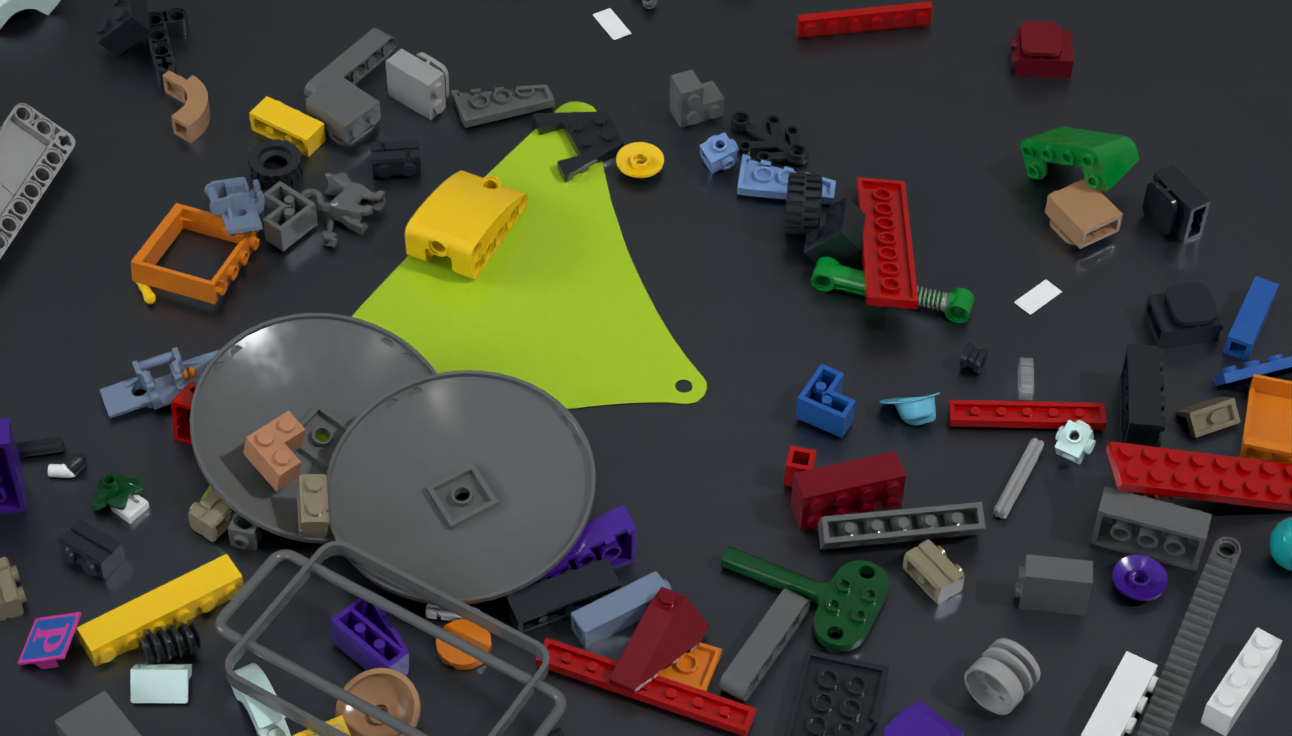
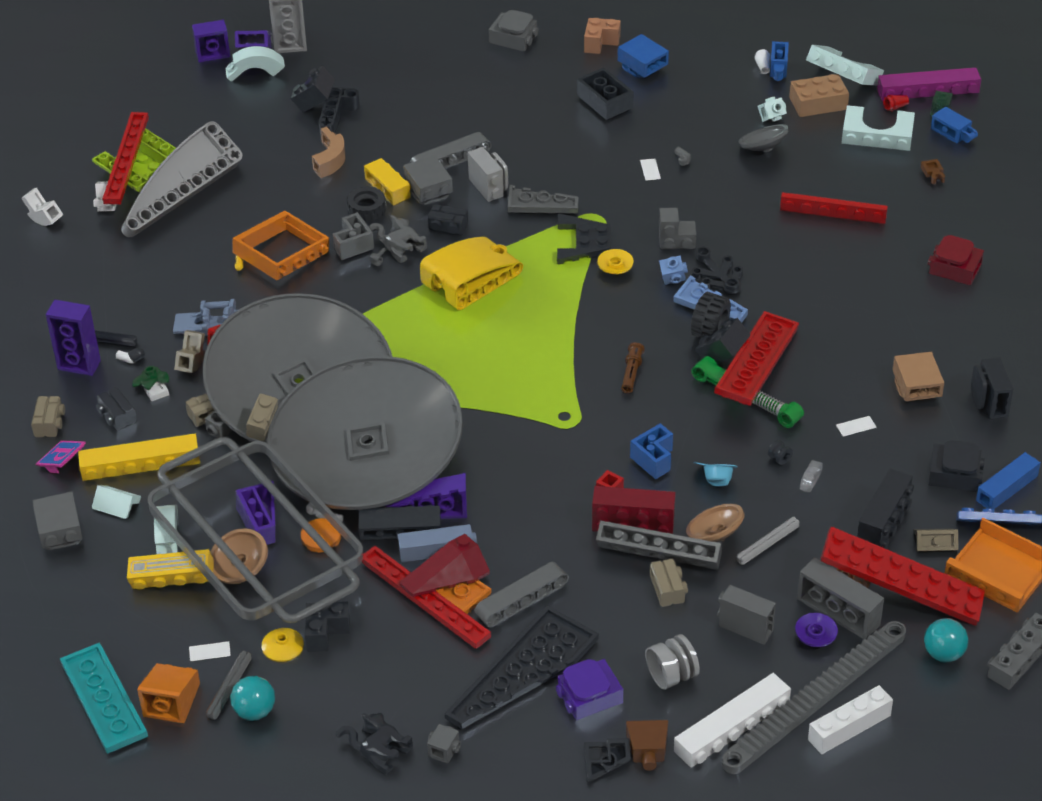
camera: 25 degrees right, 5 degrees down
(154, 440) = (192, 354): none -> dark tan brick
(169, 640) = (130, 477): black piece -> none
(237, 204) = (321, 220): sand blue piece -> none
(272, 450) = (253, 372): nougat brick -> none
(733, 288) = (628, 383): none -> reddish brown pin
(844, 604) = (591, 586): dark green piece -> none
(952, 475) = (716, 523): none -> medium nougat dish
(1024, 414) = (798, 500): red plate -> none
(1074, 441) = (819, 525): light aqua brick -> none
(1100, 154) = (944, 337): green windscreen -> none

